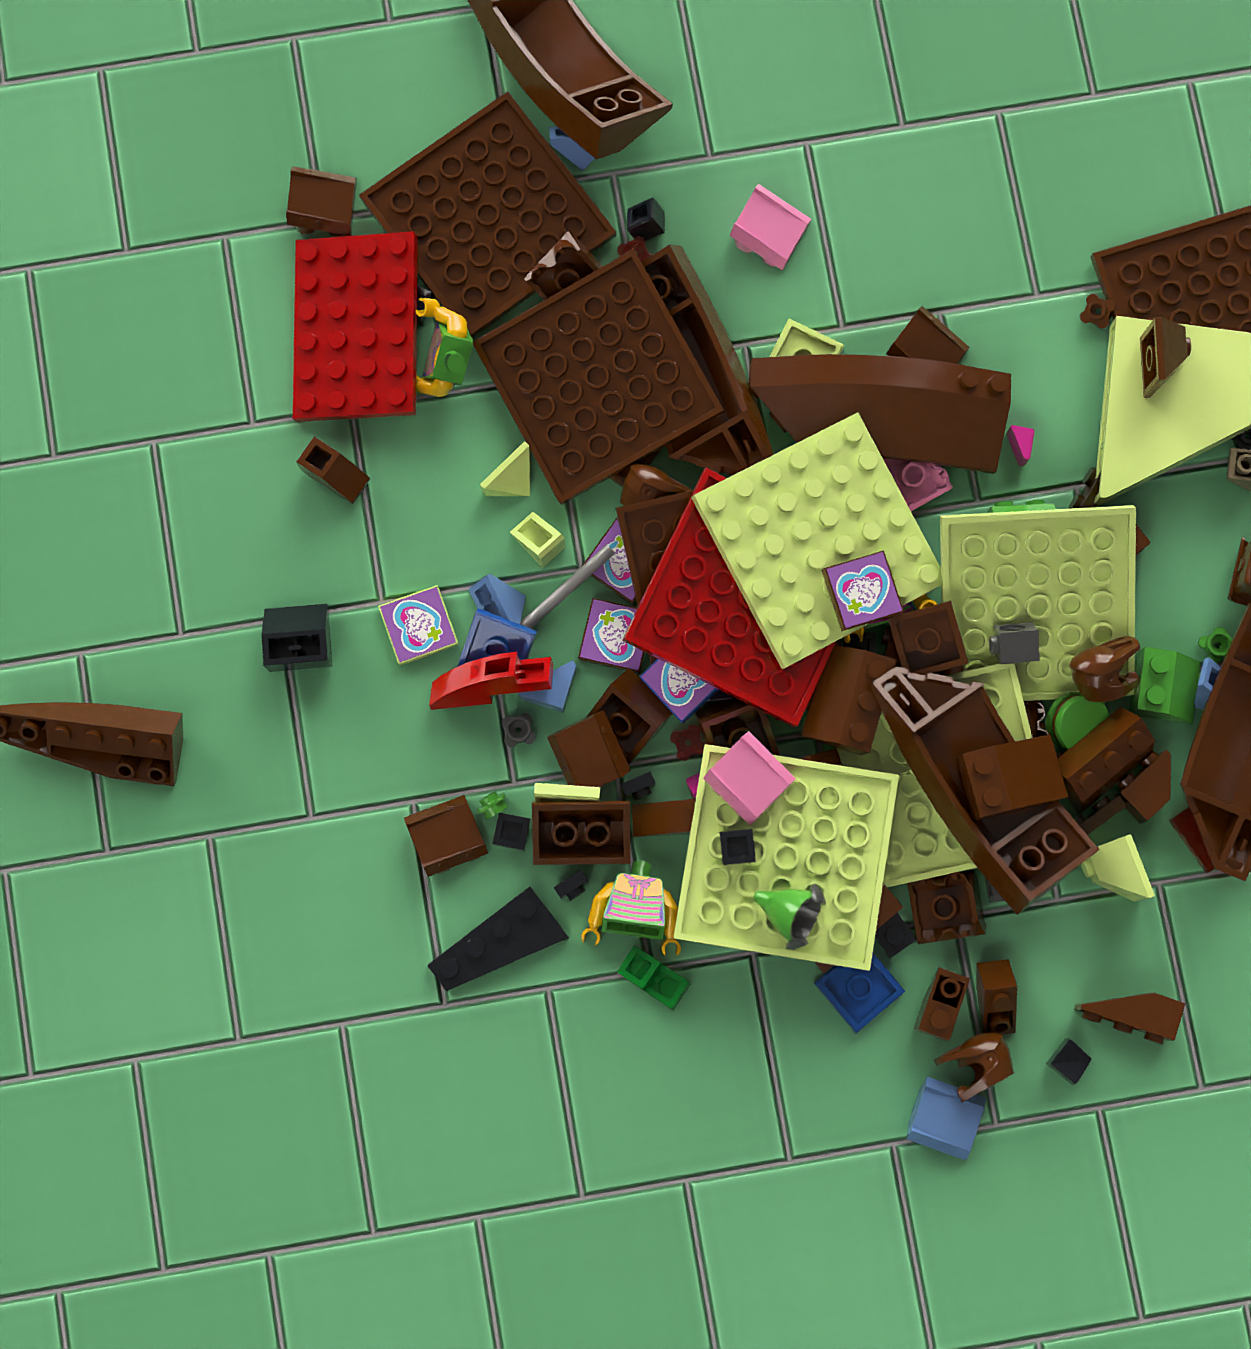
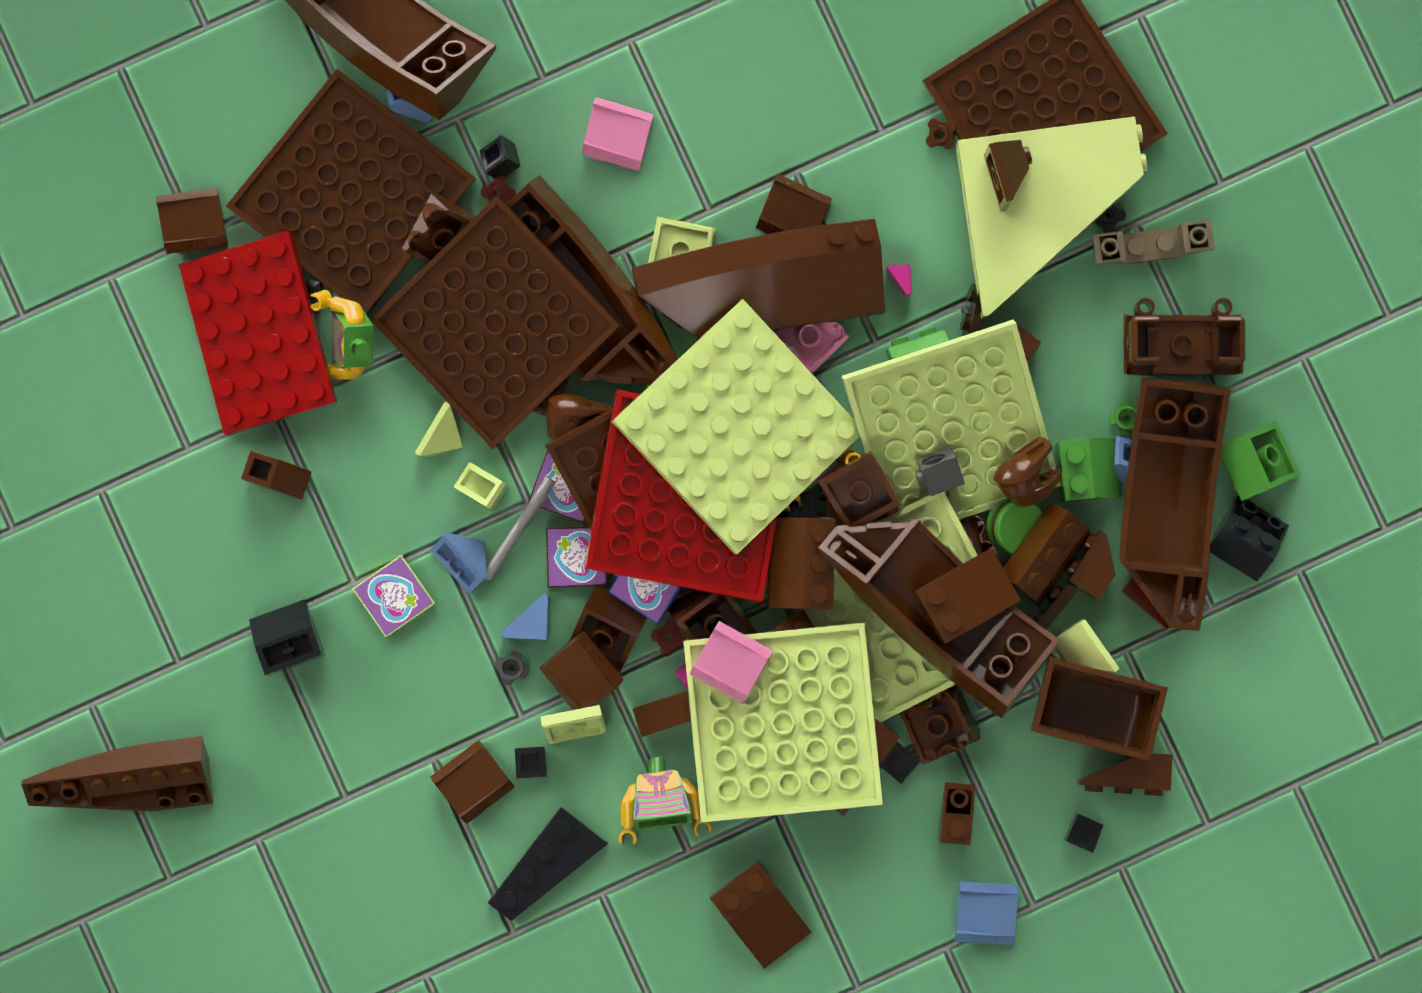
camera: 15 degrees left, 5 degrees up
(489, 676) = (475, 627): red slope -> none
(492, 804) = (506, 742): bright green plate -> none
(494, 636) = (471, 600): blue tile -> none
(572, 886) = (598, 797): black plate -> none
(581, 832) = (594, 749): reddish brown slope -> none
(639, 786) = (634, 691): black plate -> none
(653, 977) = (693, 858): green slope -> none
(708, 1055) = (760, 914): none -> reddish brown slope
(737, 847) = (736, 727): black plate -> none
(792, 912) = (800, 772): hat -> none
(859, 993) = (884, 824): blue tile -> none
(862, 590) = (788, 464): tile -> none
(988, 1058) = (1008, 848): reddish brown helmet -> none
(996, 996) = (1004, 794): reddish brown slope -> none
(1123, 932) = (1099, 709): none -> reddish brown container

